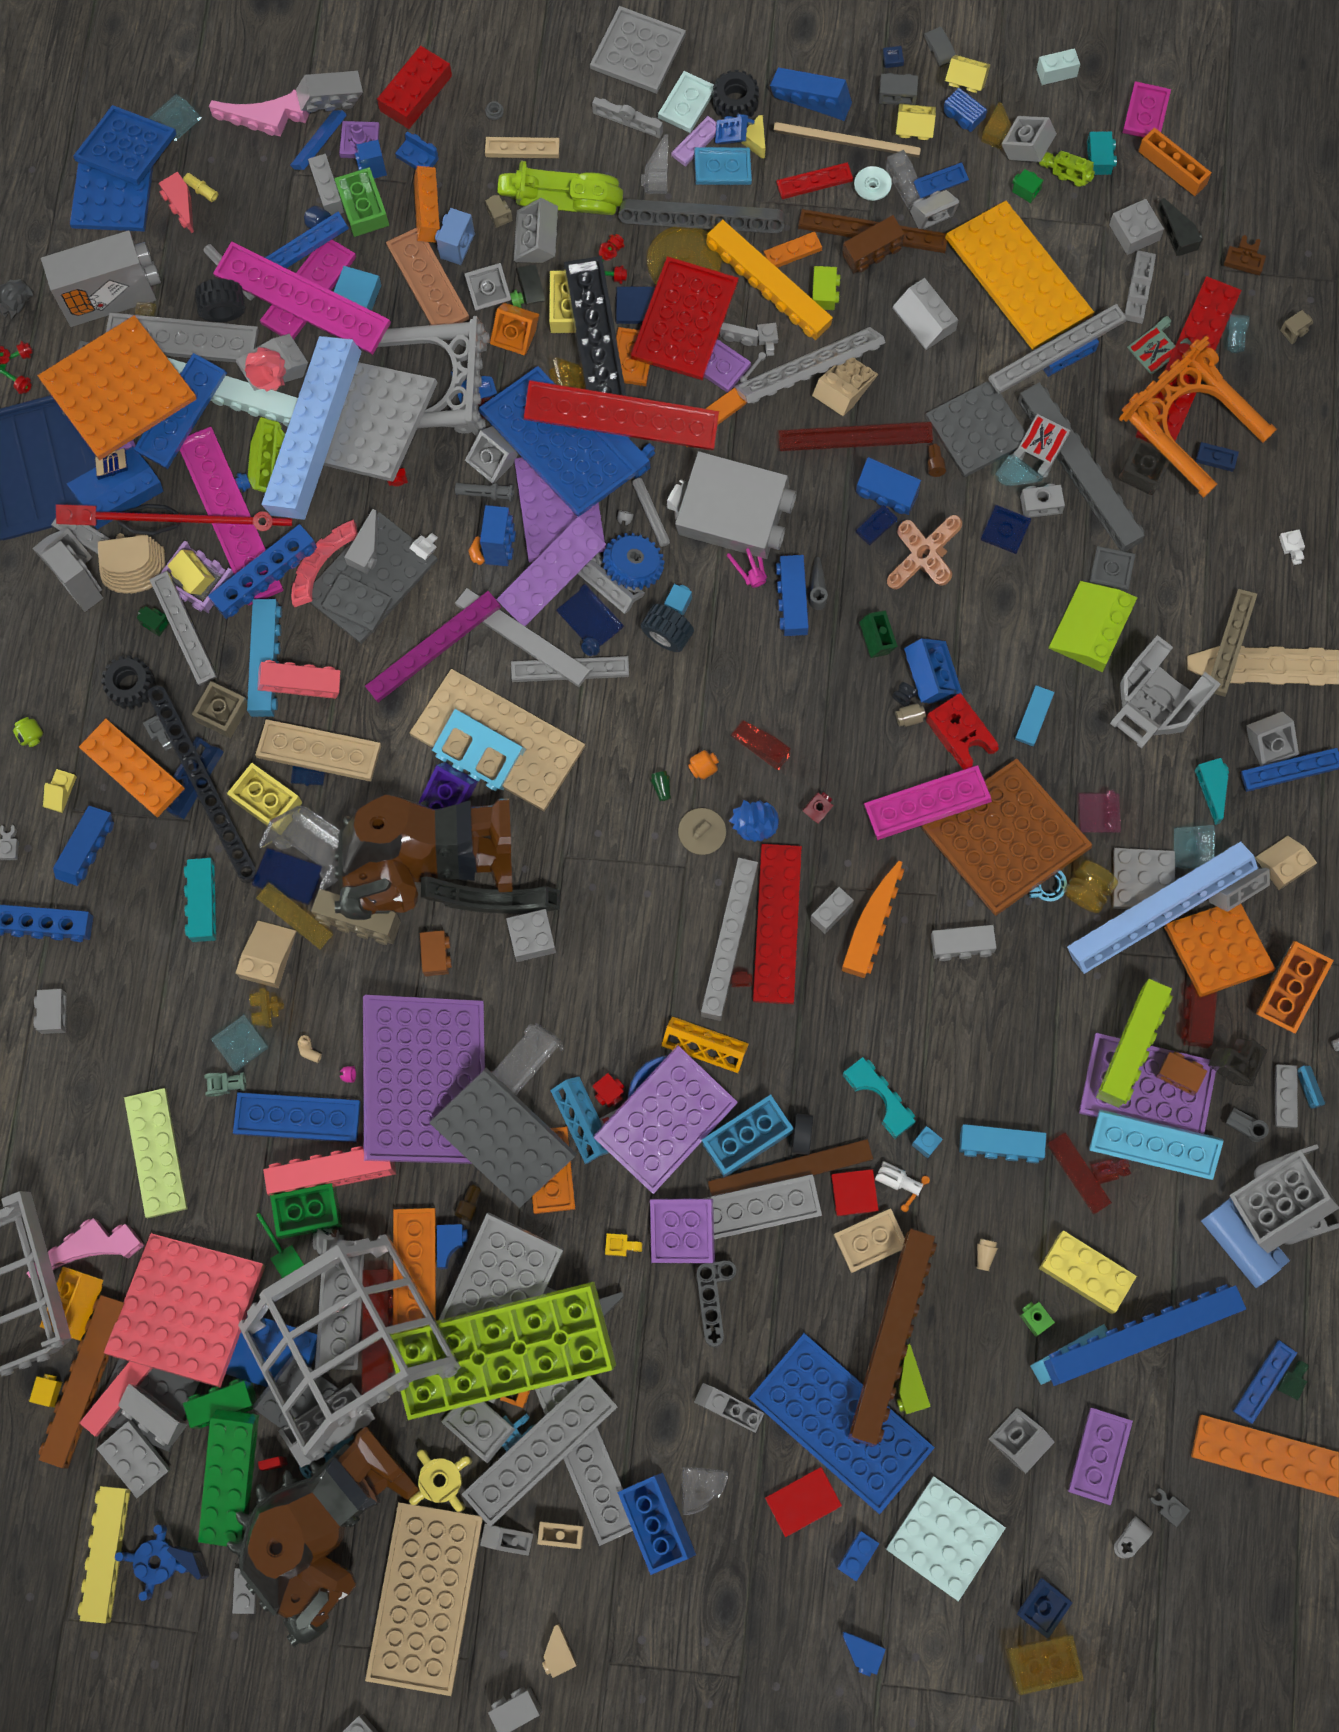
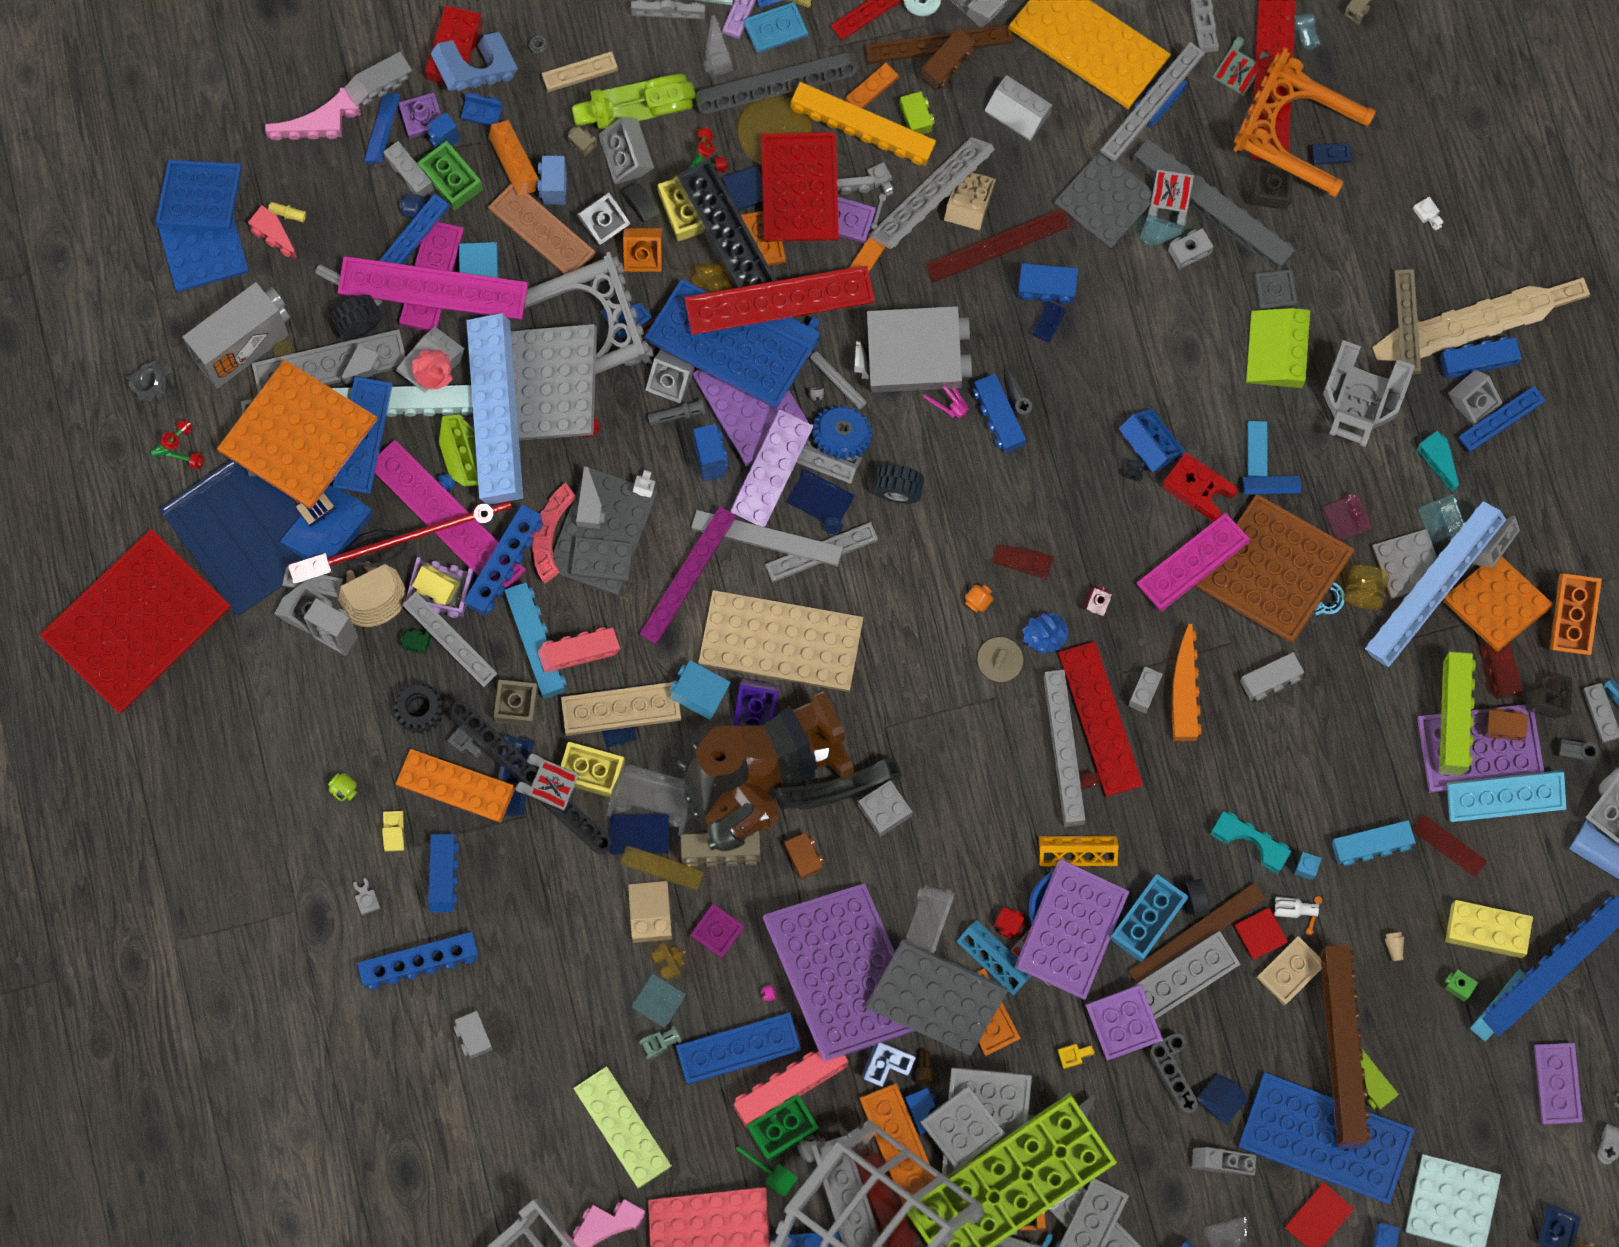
camera: 25 degrees left, 0 degrees up
(176, 114) = (233, 148): clear light blue slope -> none
(201, 900) = (569, 883): teal brick -> none
(206, 345) = (362, 364): none -> light grey slope
(217, 796) = (551, 784): none -> flag
(306, 1050) = (721, 985): tan arm -> none
(323, 996) = (717, 931): none -> magenta plate
(398, 757) = (699, 689): none -> dark azure brick
(404, 110) = (460, 75): none -> medium blue arch
(435, 1179) = (882, 1059): none -> brick
(475, 553) = (690, 474): orange arm -> none
(475, 1276) = (962, 1127): none -> light grey plate
(483, 738) = (772, 645): medium azure window -> none
(517, 298) = (634, 219): bright green plate -> none
(661, 784) = (948, 630): dark green cone -> none
(679, 598) = (896, 452): dark azure brick -> none
(751, 1343) = (1222, 1098): none -> dark blue slope
(878, 634) = (1090, 423): dark green brick -> none
(910, 715) = (1147, 487): dark tan brick -> none
(918, 544) = (1096, 328): nougat piece -> none
(936, 463) = (1082, 246): reddish brown piece -> none
(1006, 529) = (1167, 285): clear blue tile -> none
(1021, 1440) = (1486, 1095): light grey slope -> none
(1035, 754) = (1271, 484): none -> blue tile
(1109, 1171) = (1474, 834): clear red plate -> none
(1286, 861) = (1527, 503): tan slope -> none
(1294, 702) = (1480, 357): none -> blue brick

